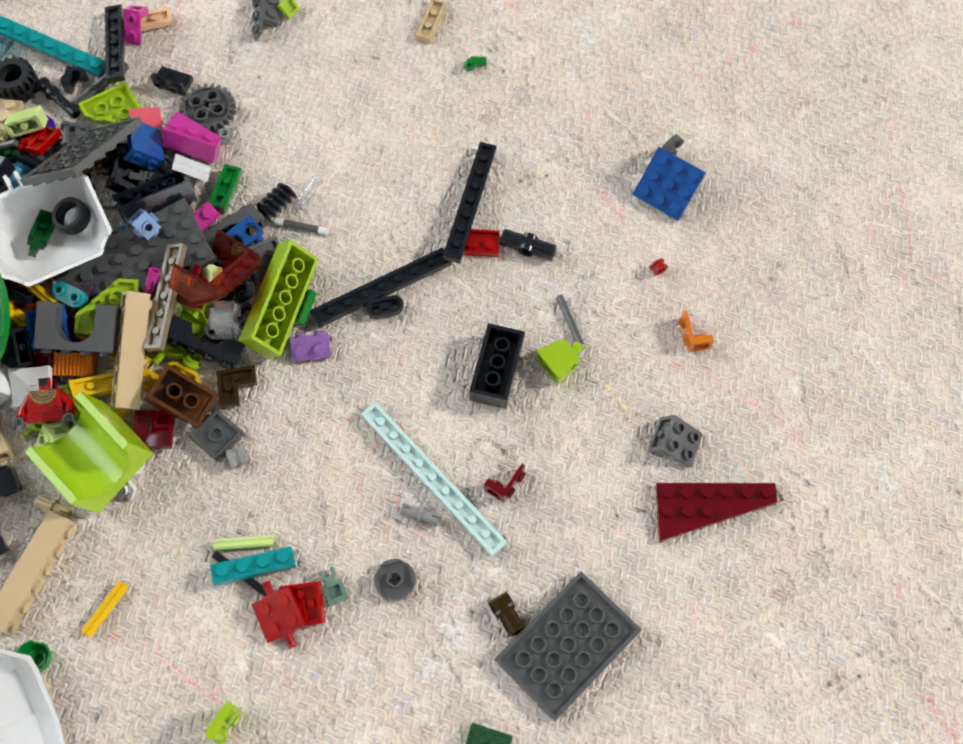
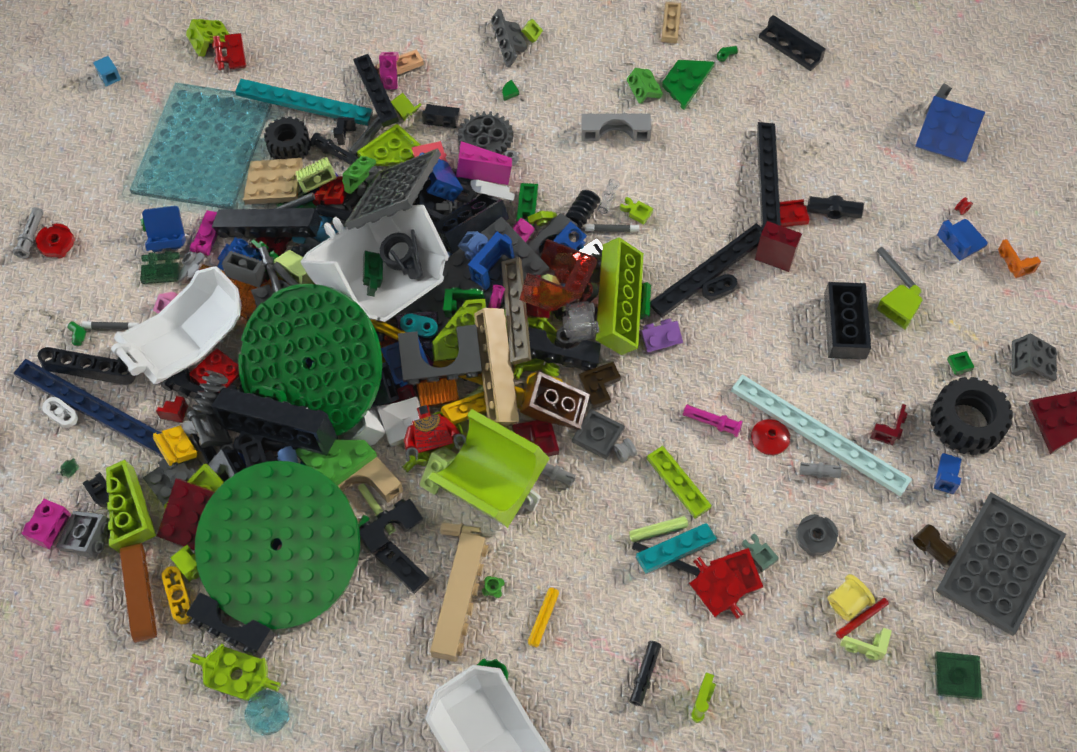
camera: 10 degrees left, 5 degrees down
(61, 569) = (493, 581): none -> bright green plate
(62, 128) = (357, 173): none -> bright green bracket
(79, 235) = (413, 266): none -> black plant
(108, 272) = (455, 294): none -> green bracket
(138, 64) = (404, 106): none -> lime bracket
(151, 239) = (488, 256): none -> blue panel
(164, 467) = (556, 473): none -> light grey pin
(175, 694) = (642, 682): none -> black pin
(231, 204) = (541, 217): none -> lime plate
(247, 65) = (509, 90): none -> green tile
(278, 499) = (679, 482): none -> lime plate
(317, 117) = (635, 125): none -> light grey arch
(331, 214) = (638, 211): none -> lime plate
(340, 447) = (722, 422): none -> dark pink pin
(381, 82) = (644, 84): none -> bright green bracket
(385, 479) = (770, 444): none -> red dish
(402, 652) = (850, 598): none -> light yellow piece
(411, 673) = (862, 618): none -> red bar
(419, 702) = (875, 651): none -> yellowish green bracket
(426, 84) = (686, 79): none -> green wing
(451, 276) = (778, 246): none -> dark red brick
(546, 543) = (947, 474): none -> blue bracket
(549, 61) = (795, 40): none -> black fence
(597, 466) = (983, 398): none -> black tyre
(598, 431) = (960, 363): none -> green plate
(645, 300) = (961, 238): none -> blue bracket

